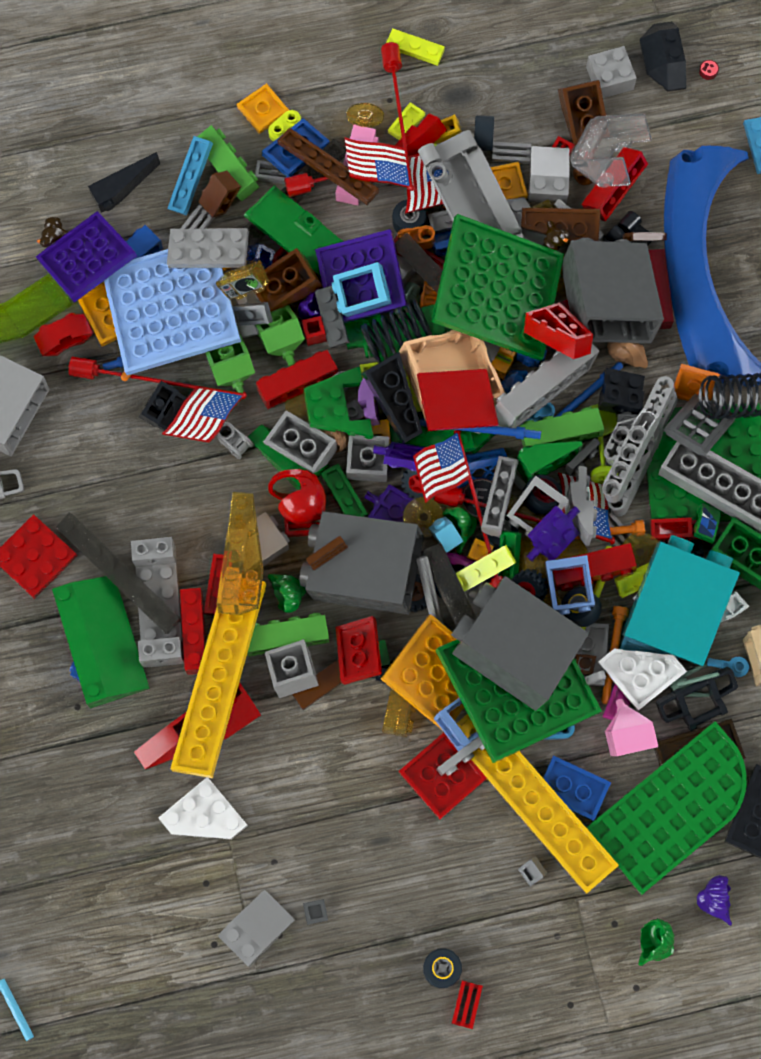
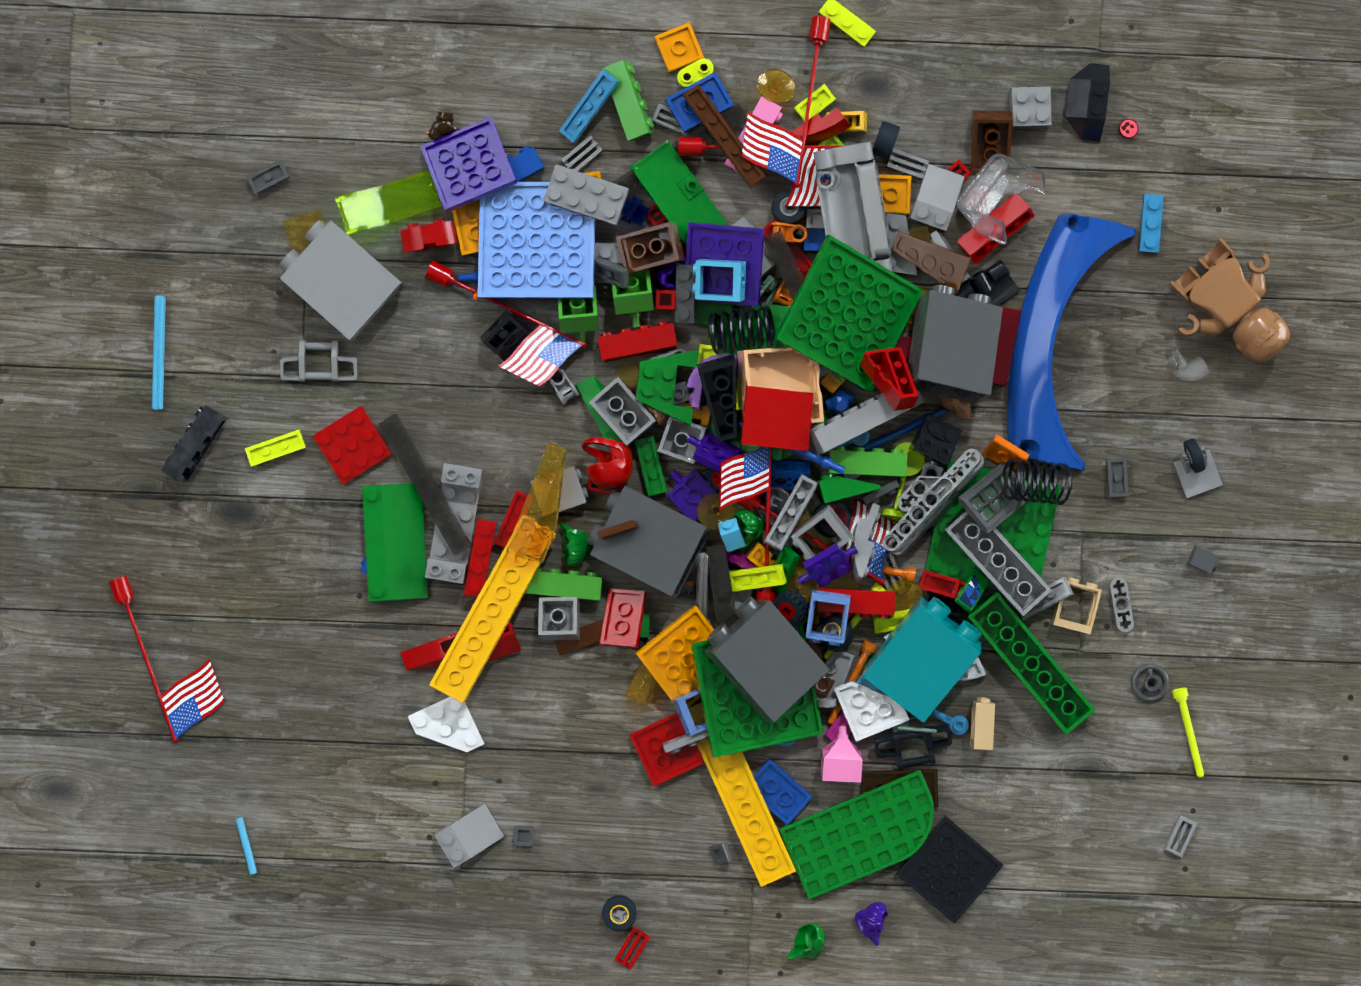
camera: 10 degrees right, 15 degrees up
(115, 187) = (512, 96): black slope -> none
(219, 193) = (612, 133): reddish brown brick -> none
(243, 280) = (610, 240): clear yellow slope -> none
(555, 237) = (919, 273): dark brown animal -> none
(645, 236) = (1005, 293): tile -> none

